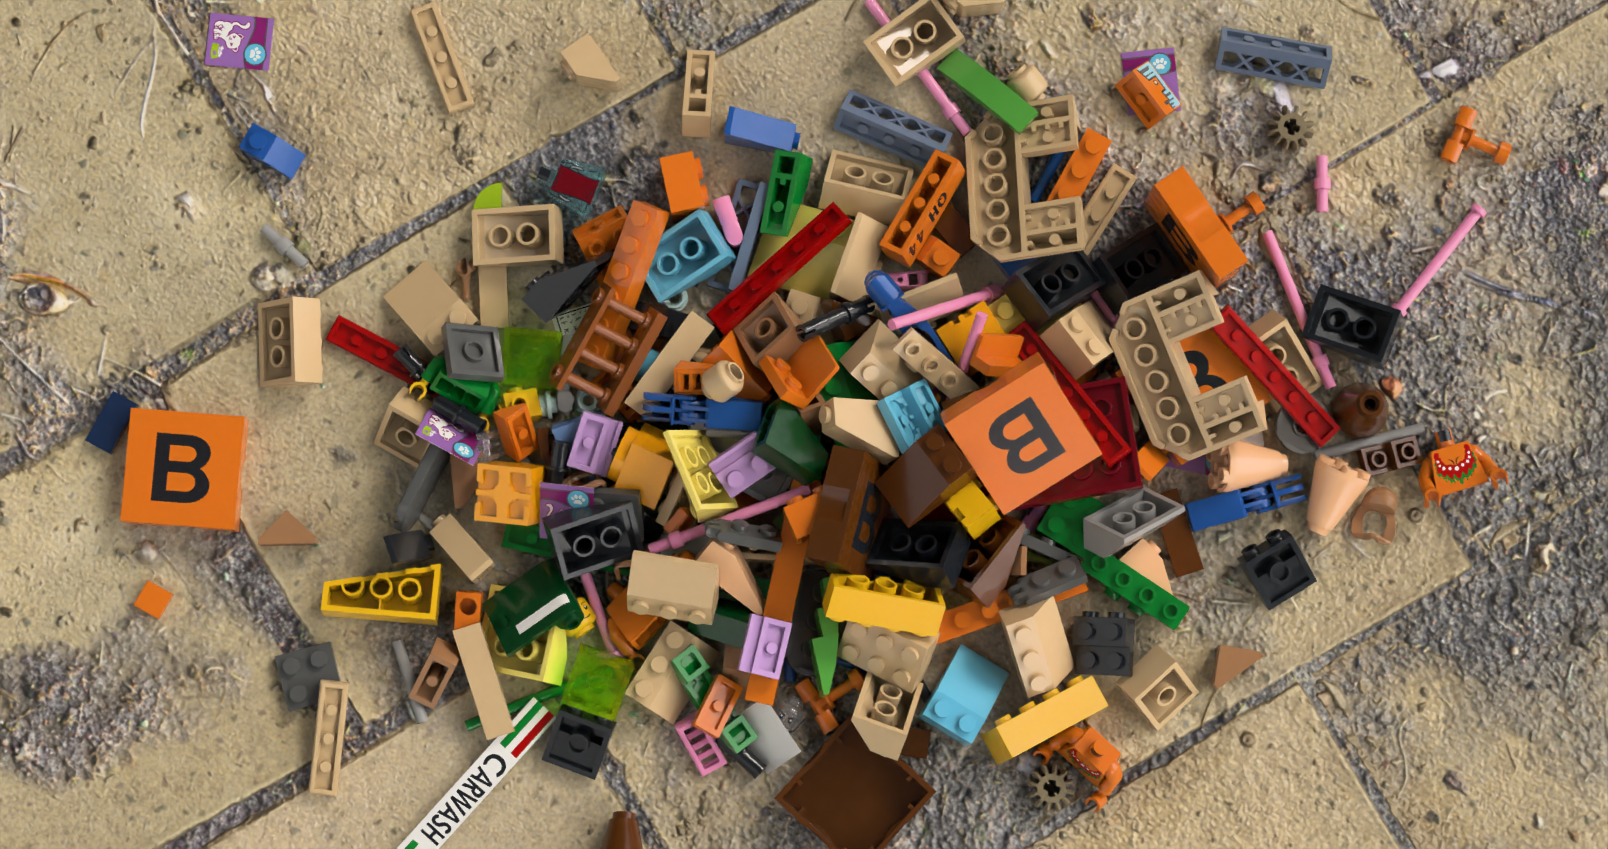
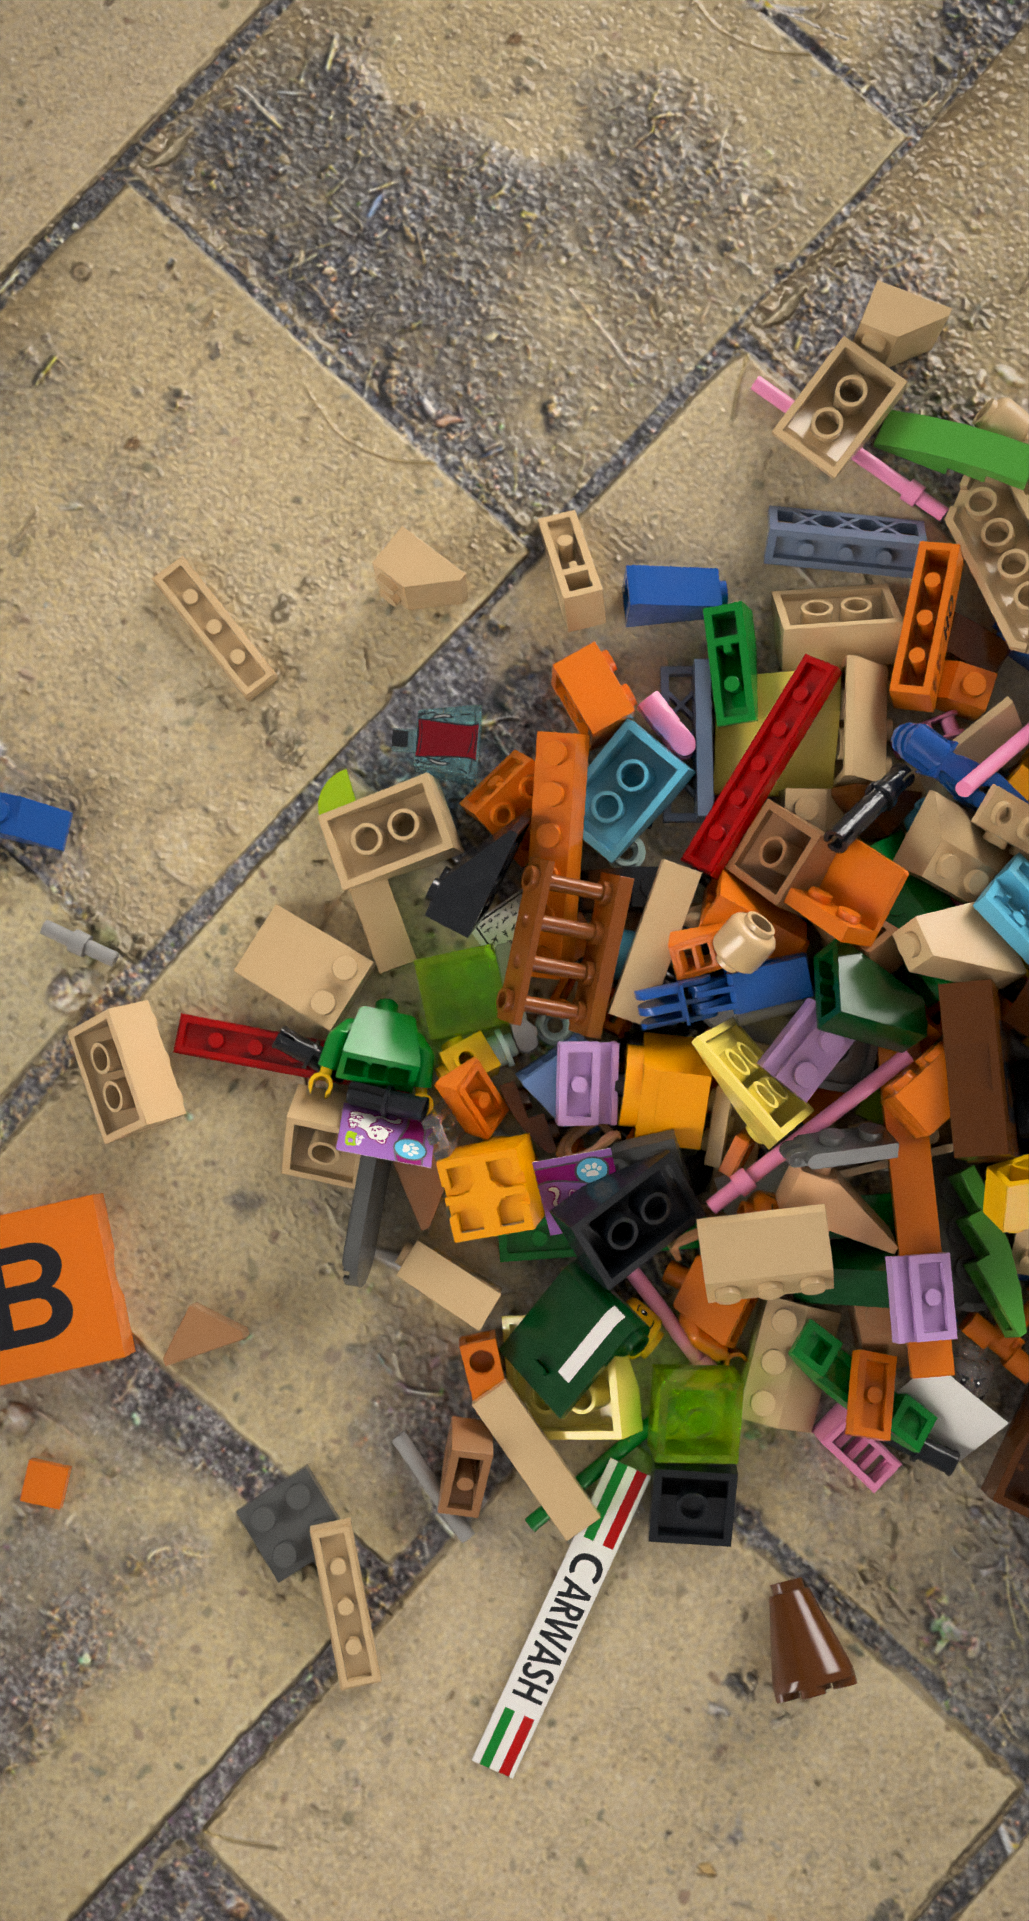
camera: 10 degrees left, 0 degrees up
(391, 597) = (377, 1378): yellow wedge -> none
(409, 548) = (375, 1307): black slope -> none
(465, 271) = (334, 903): medium nougat hand -> none
(472, 352) = (380, 1009): dark grey plate -> none
(557, 462) = (544, 1126): black axle -> none

